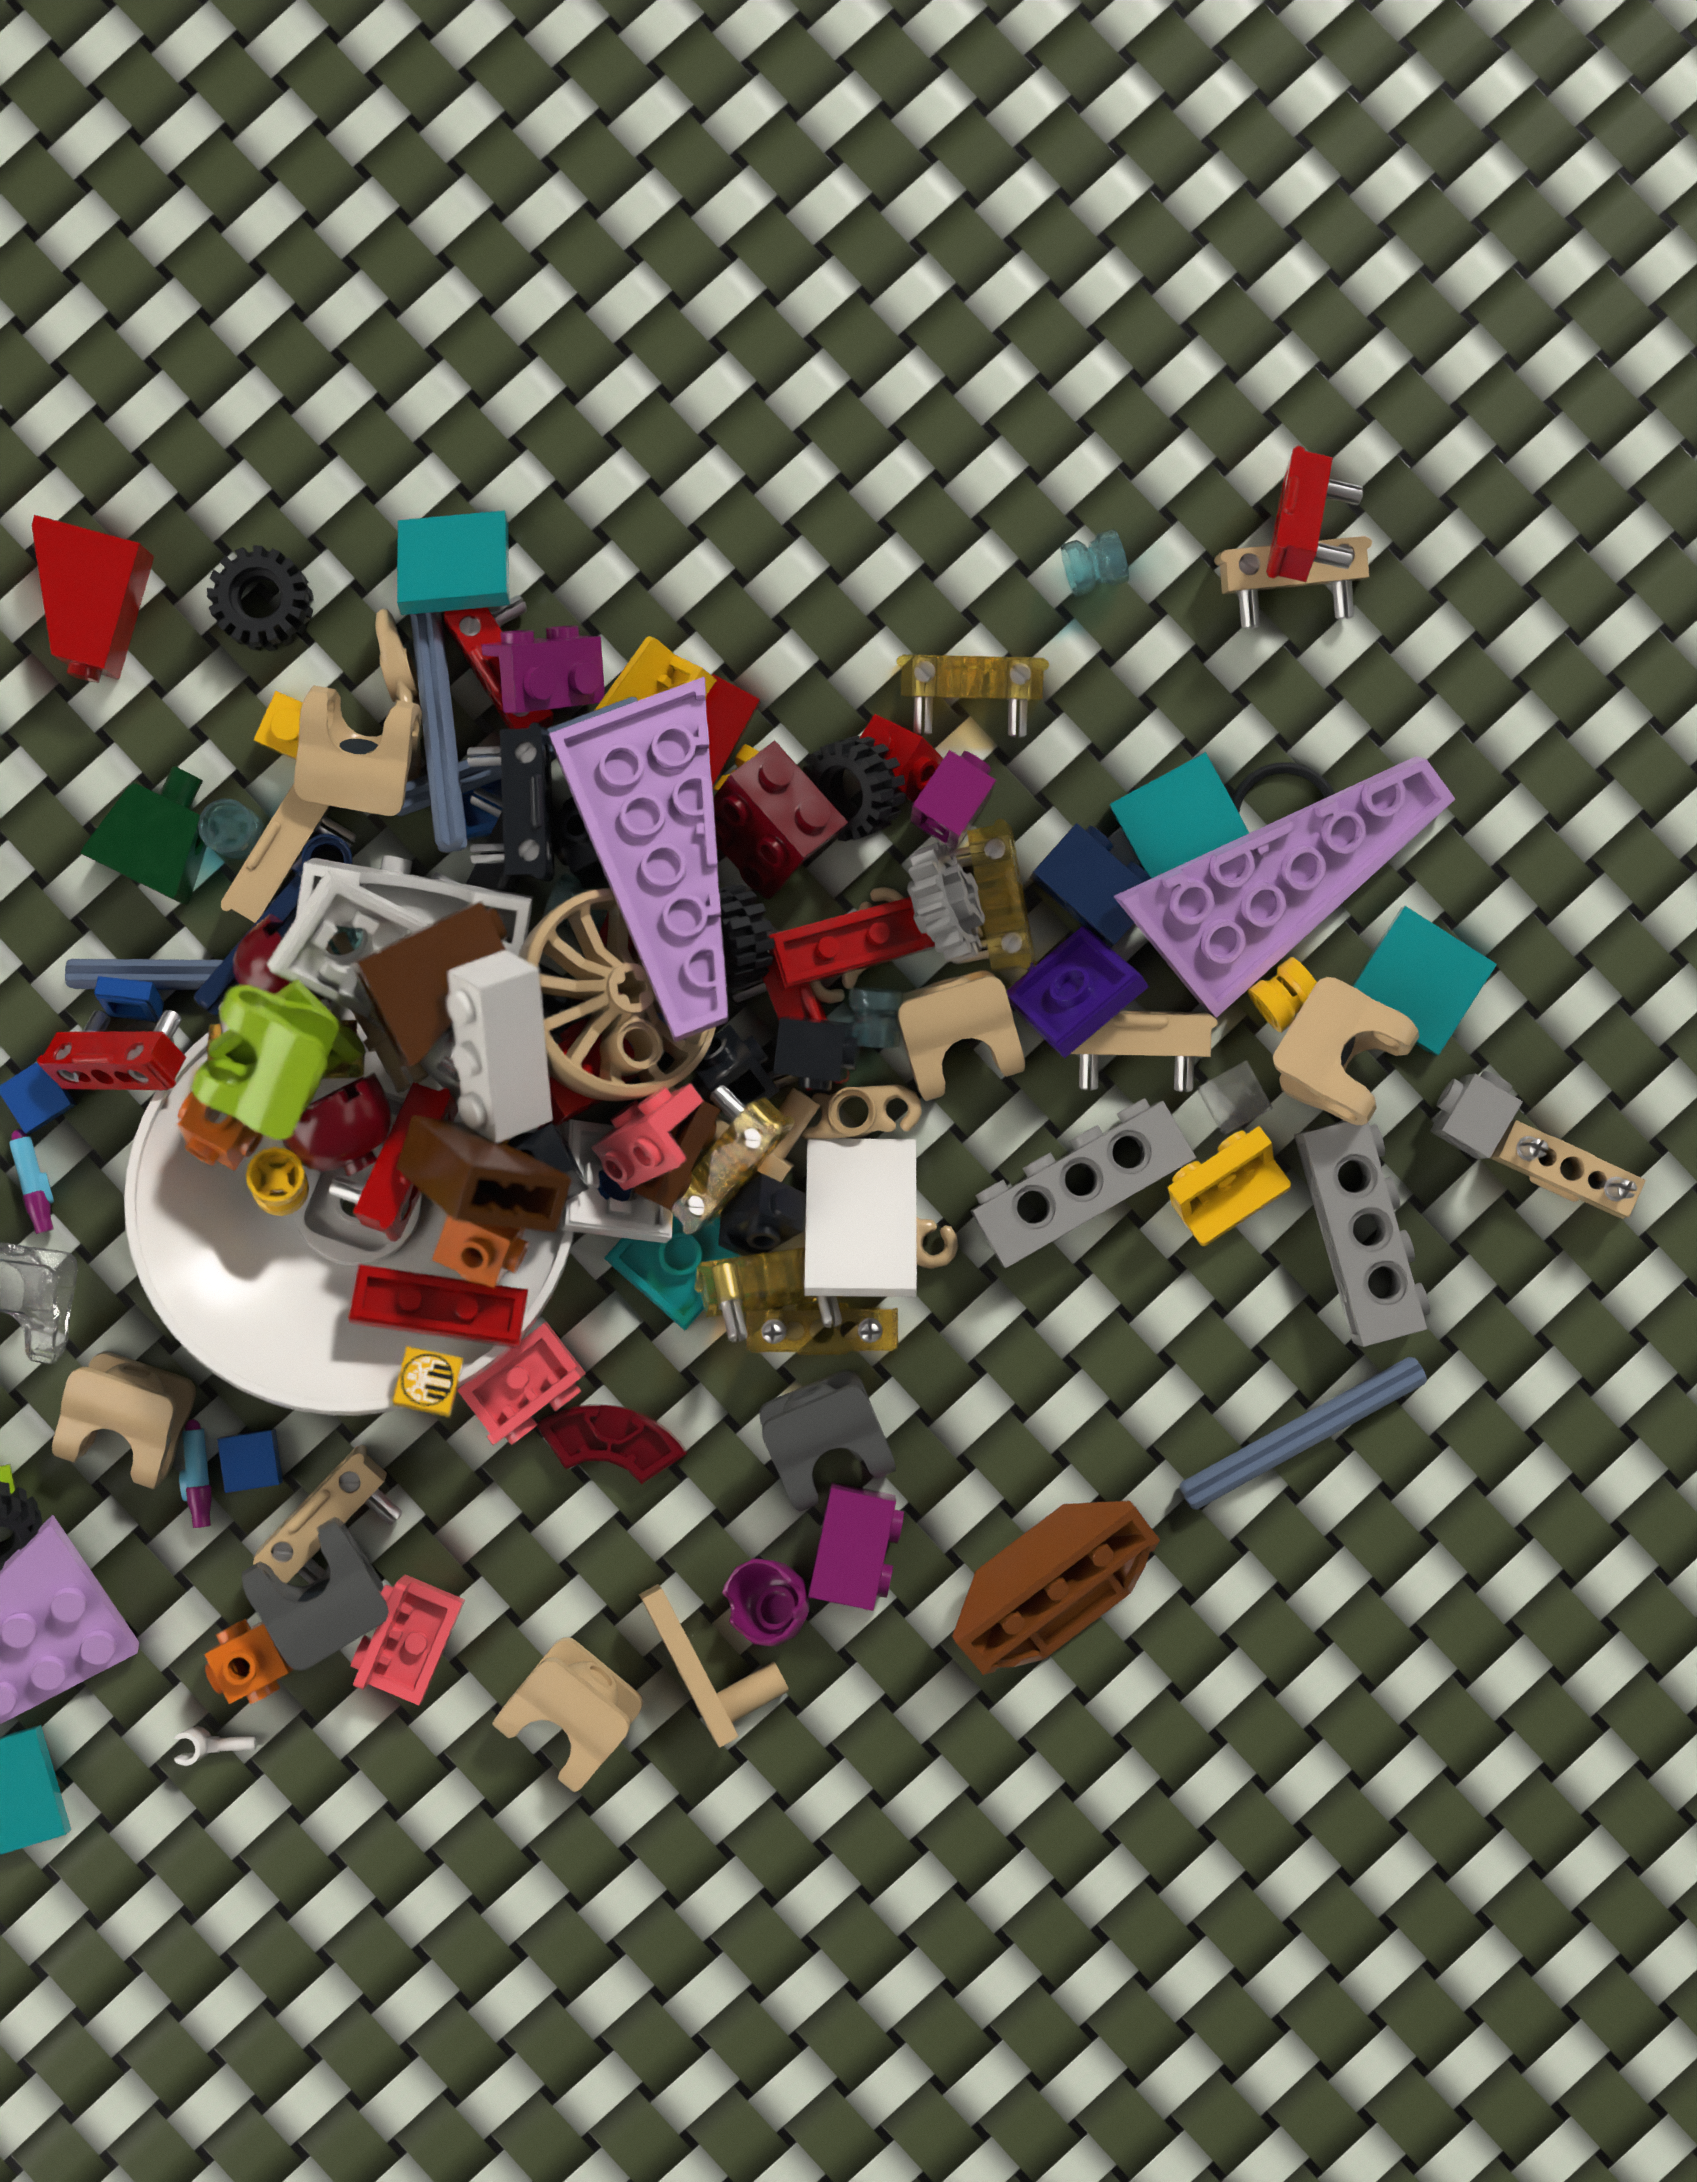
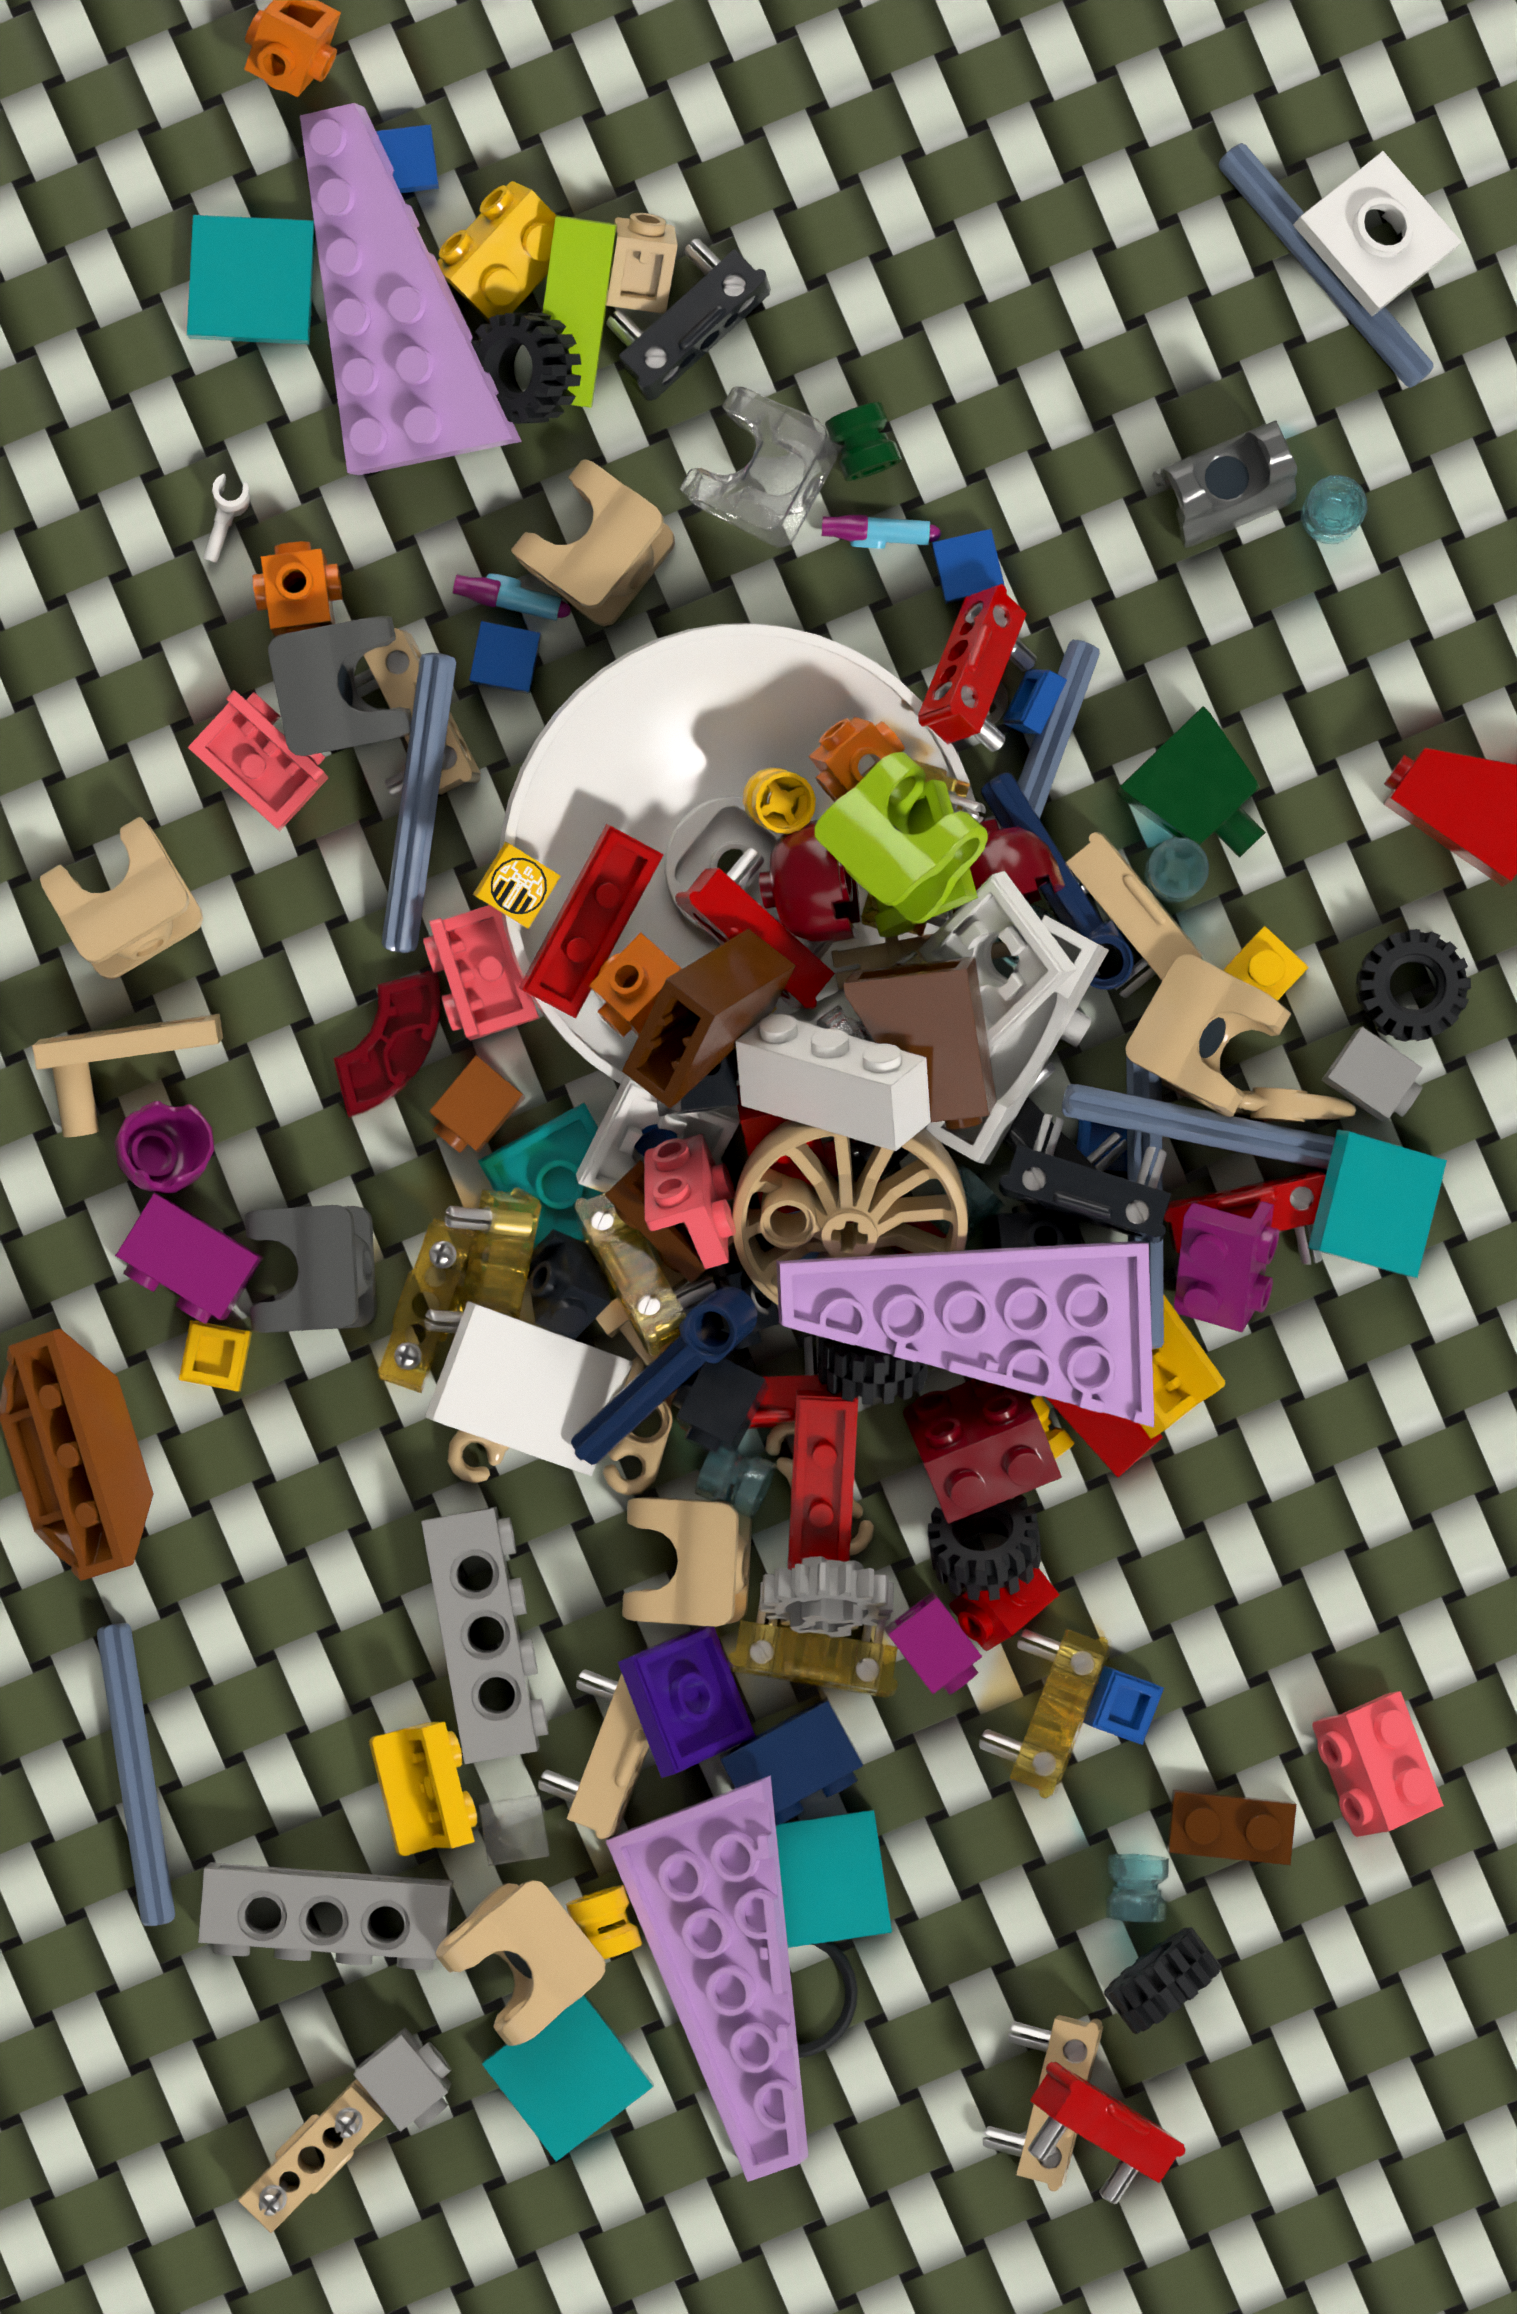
camera: 110 degrees right, 0 degrees up
(345, 602) = (1374, 1076): none -> light grey brick
(393, 1491) = (418, 802): none -> sand blue axle
(639, 1349) = (475, 1107): none -> dark orange brick
(773, 1087) = (697, 1343): none -> dark blue axle
(922, 402) = (1377, 1765): none -> coral bracket
(928, 1493) = (215, 1355): none -> yellow tile
(947, 628) = (1123, 1705): none -> blue tile
(1016, 505) = (1231, 1827): none -> reddish brown plate
(1164, 511) = (1162, 1980): none -> black tyre

